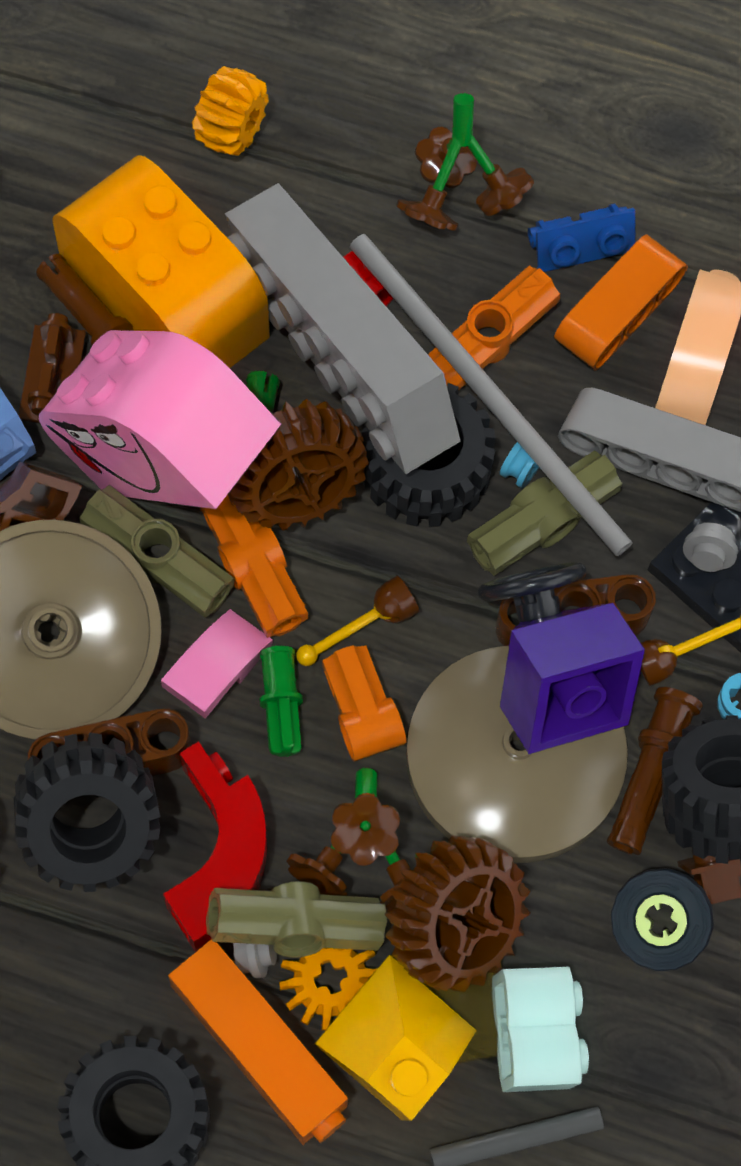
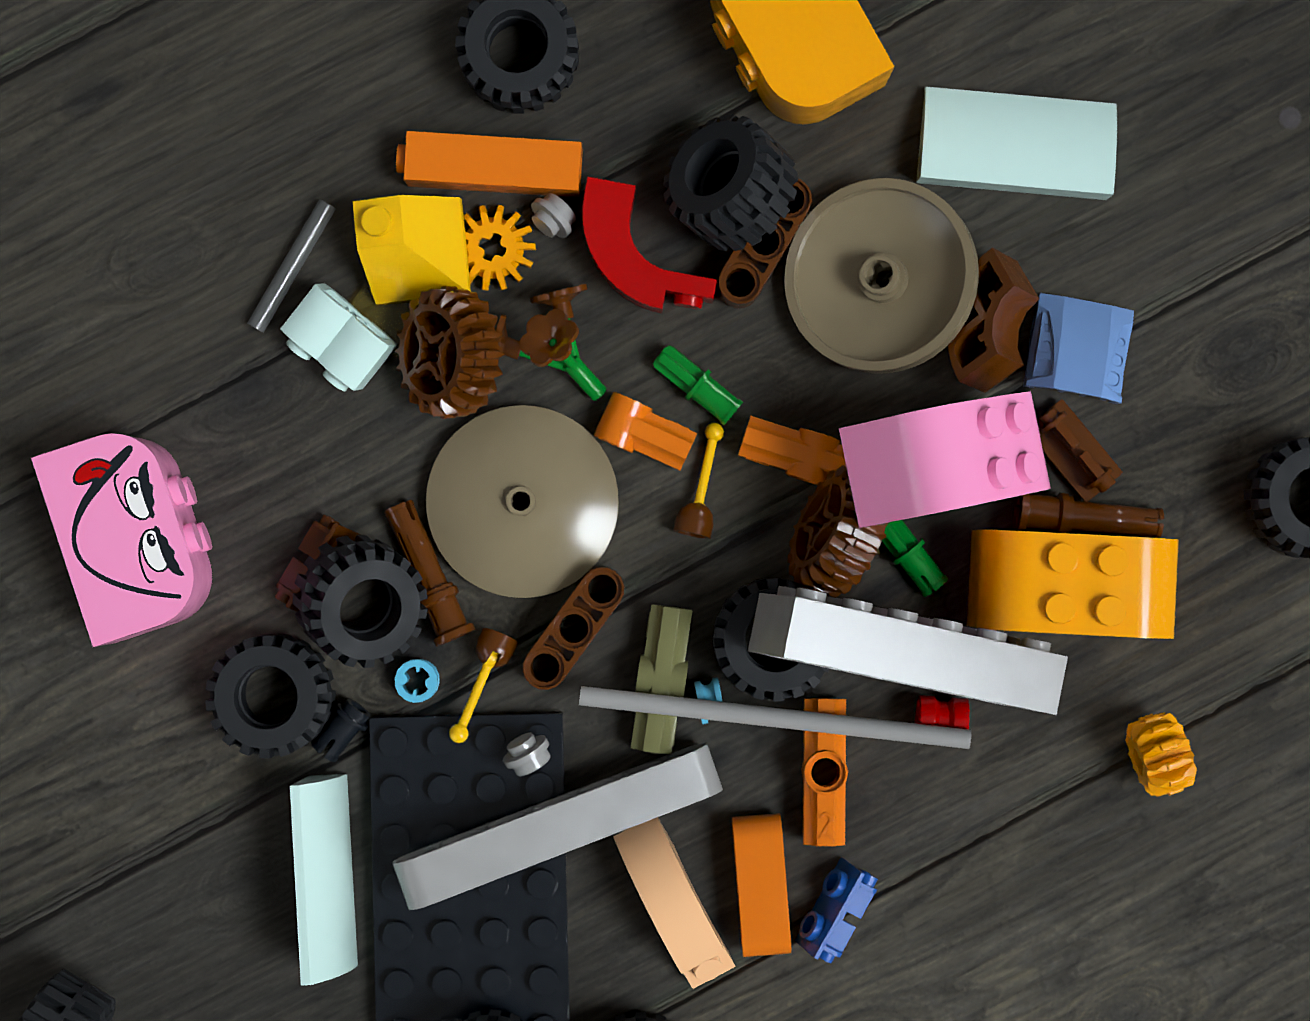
camera: 140 degrees right, 20 degrees up
(180, 571) = (843, 402): olive piece -> none
(216, 662) = (762, 367): bright pink slope -> none
(295, 919) = (540, 249): olive piece -> none
(448, 159) = (986, 877): reddish brown plant -> none
(564, 669) = (536, 570): dark purple piece -> none
(633, 926) = (326, 457): black bush -> none

